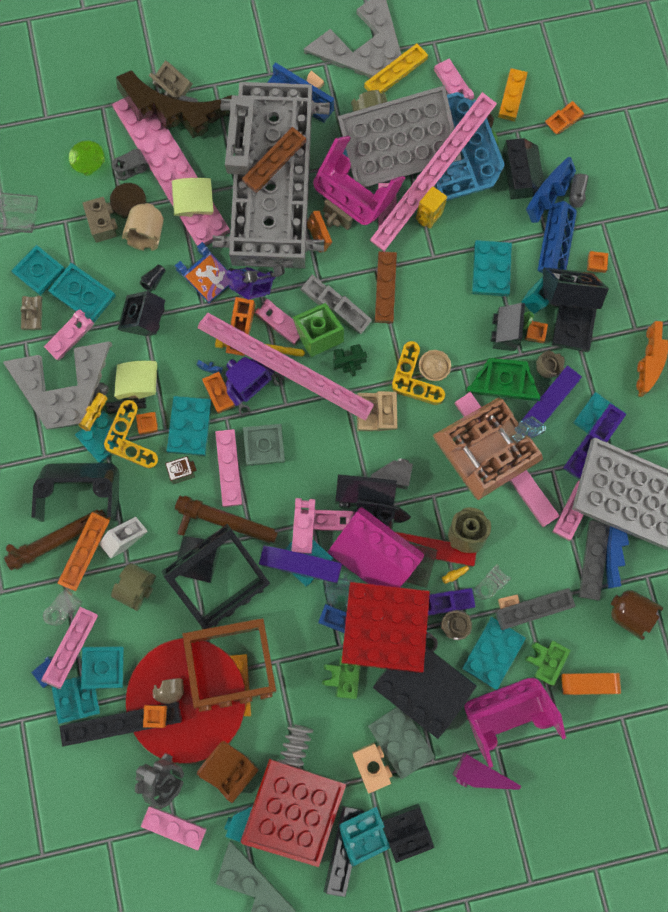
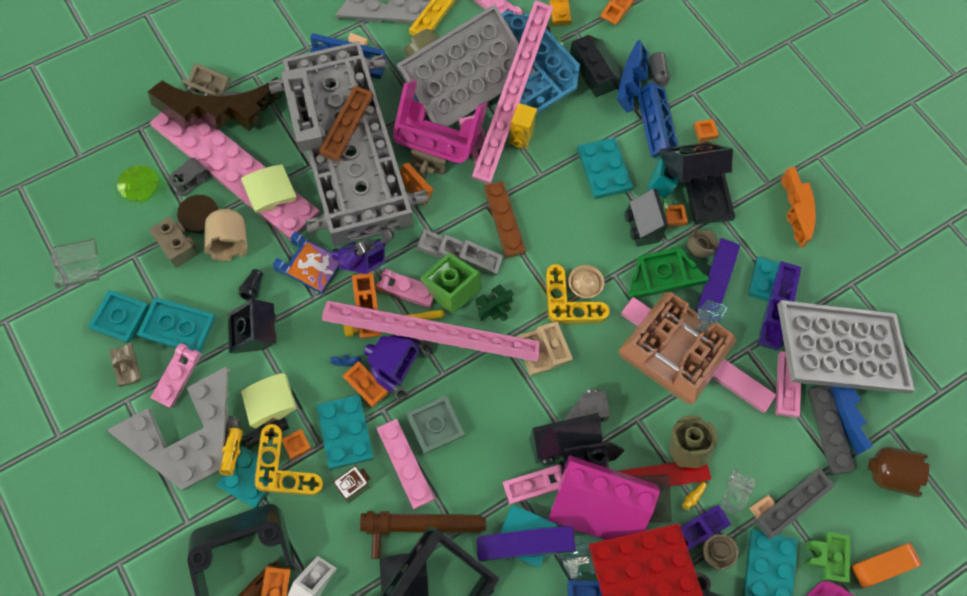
camera: 20 degrees left, 10 degrees down
(303, 526) = (513, 500): bright pink plate -> none

